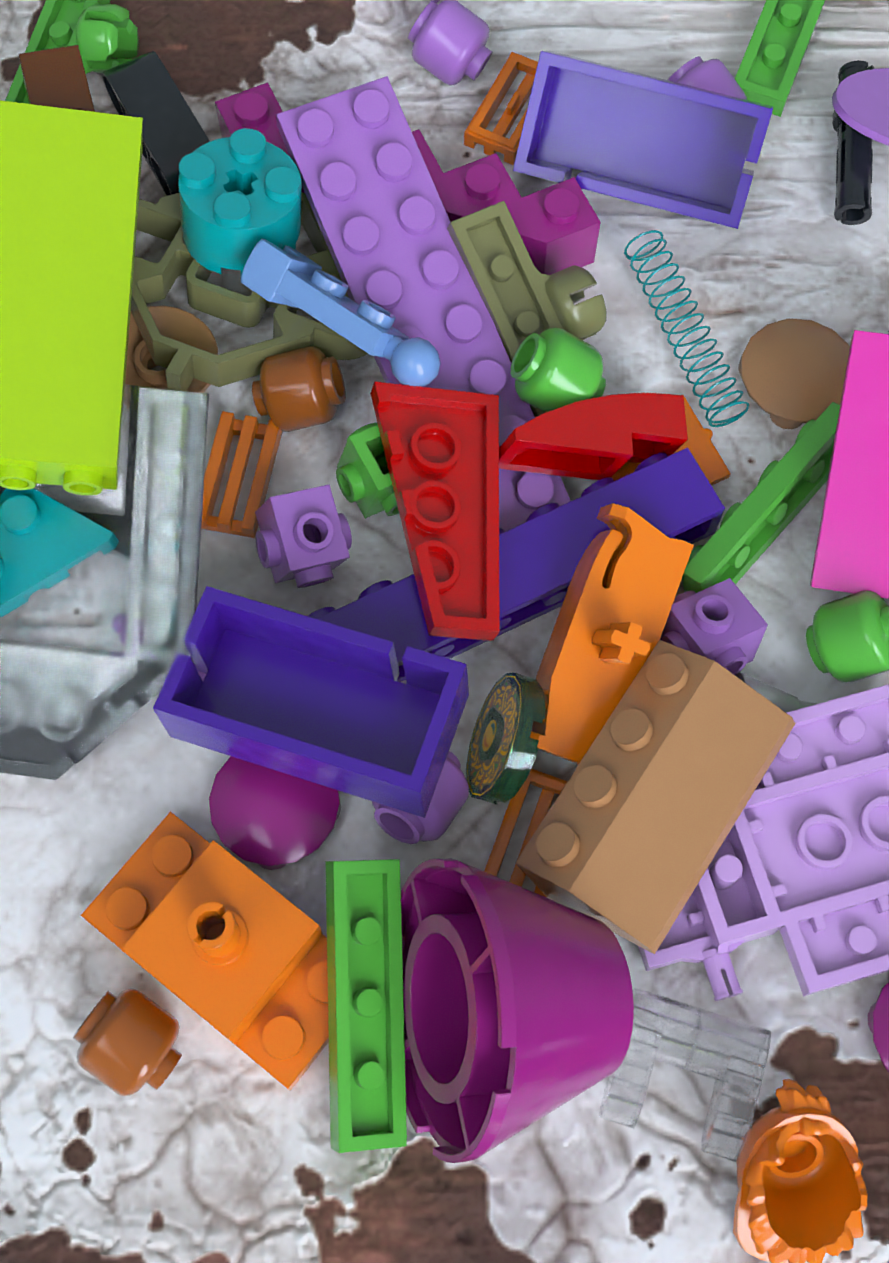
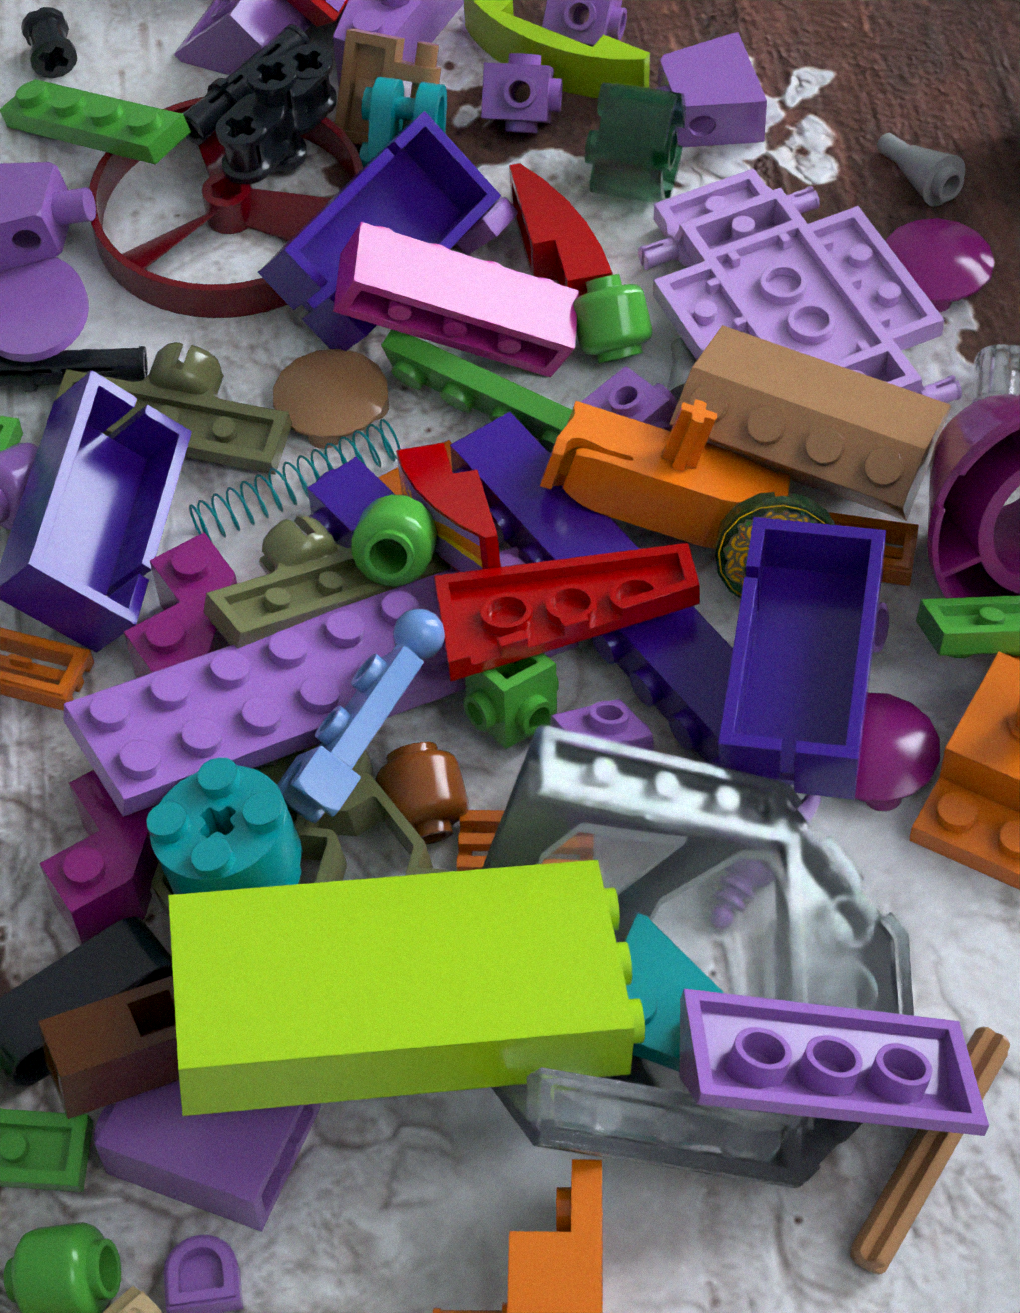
camera: 95 degrees left, 15 degrees down
(640, 360) = (342, 496): none -> dark purple brick
(781, 230) = (220, 428): none -> olive plate

